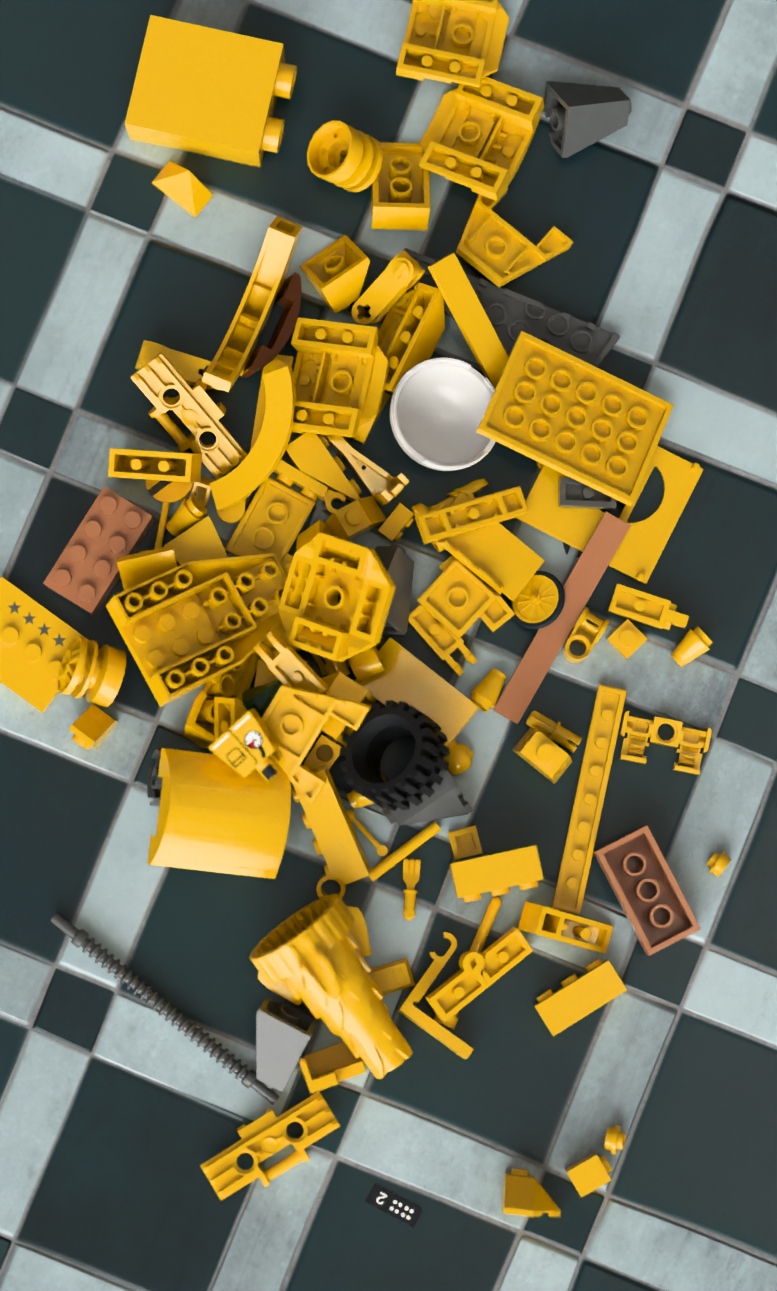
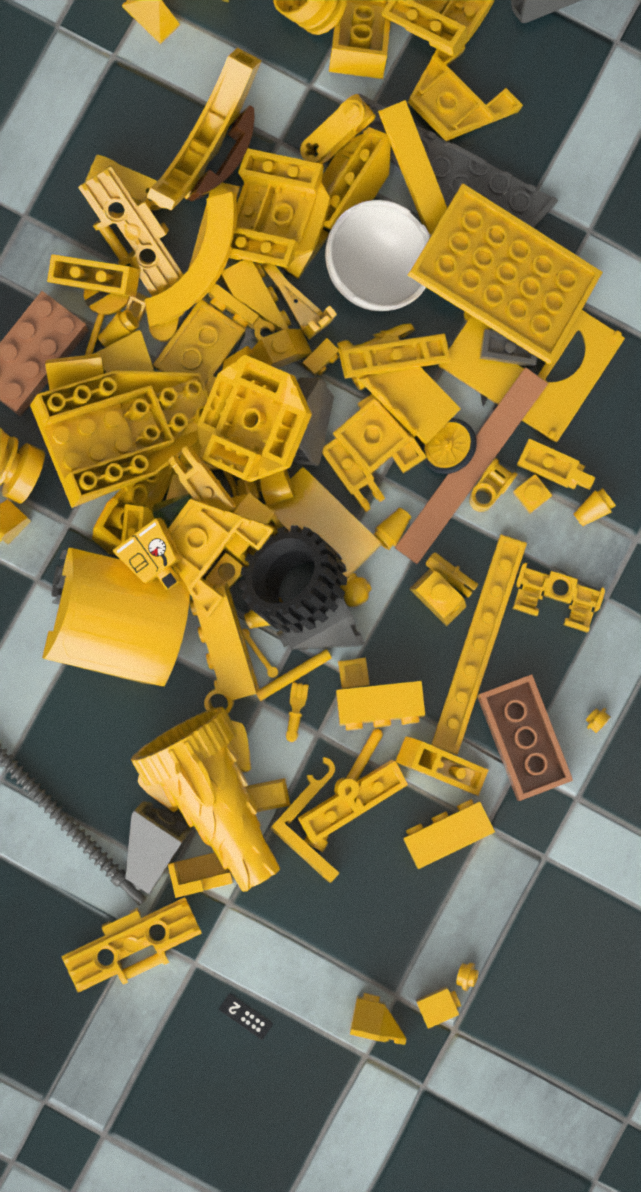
camera: 10 degrees right, 0 degrees up
(337, 273) = (291, 111): yellow slope -> none

